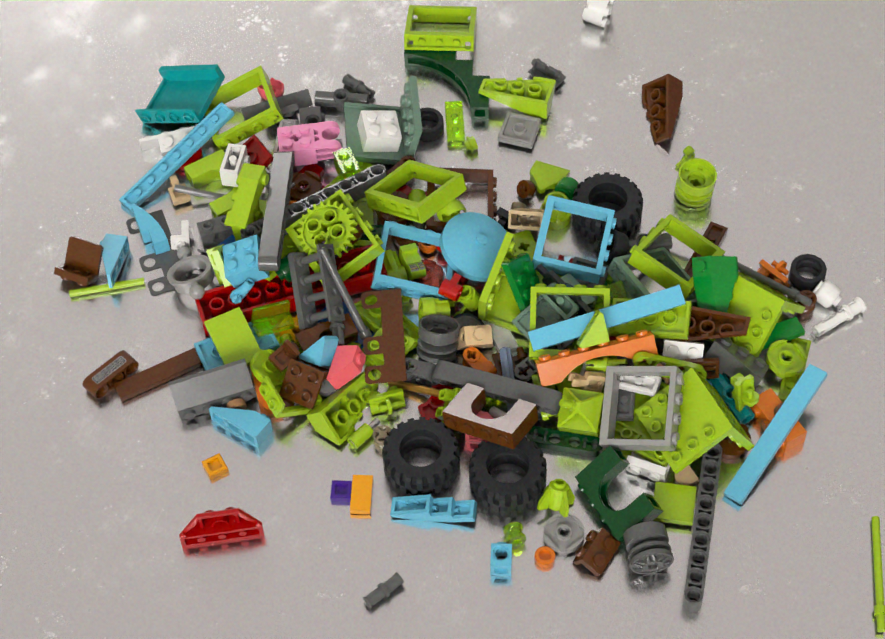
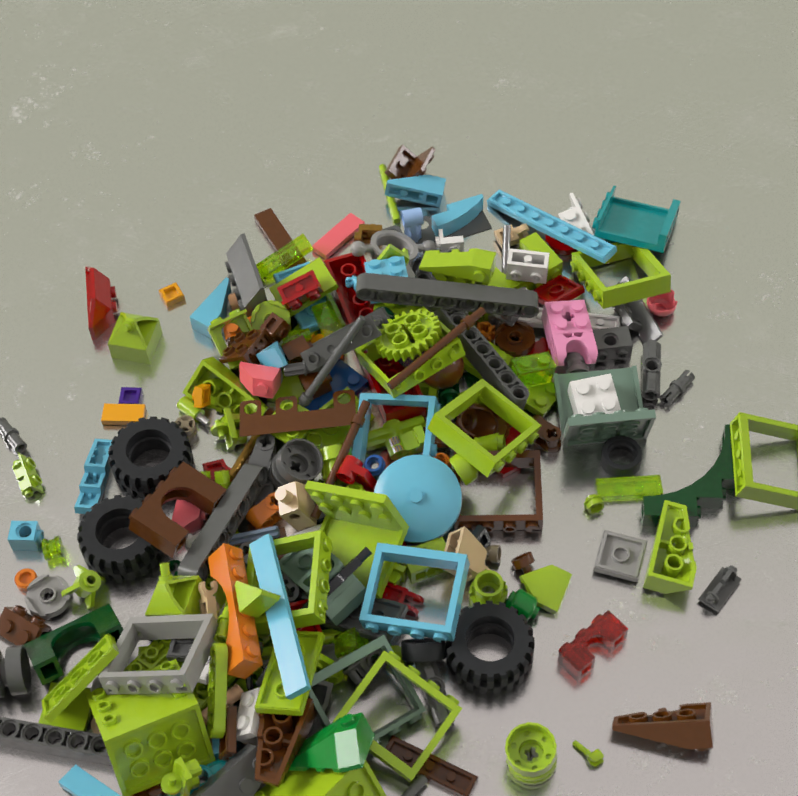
camera: 90 degrees right, 0 degrees up
(112, 371) = (281, 203): reddish brown beam -> none
(157, 327) = (337, 236): none -> coral tile
(161, 257) = (412, 221): none -> light blue piece
(161, 300) = (366, 232): none -> pearl gold bracket
(180, 357) = (284, 257): none -> clear neon green tile
(251, 331) = (300, 290): none -> red bracket
(273, 488) = (135, 338): none -> lime piece
(325, 182) = (466, 324): none -> reddish brown bar
(352, 419) = (202, 395): none -> light orange plate
(405, 282) = (357, 422): none -> reddish brown bar
(439, 565) = (25, 469): none -> lime hinge
(448, 268) = (372, 460): none -> blue plate
(521, 278) = (351, 531): green wing -> none
(607, 158) = (603, 631): none -> clear red arch
(661, 473) = (79, 677): none -> lime tile

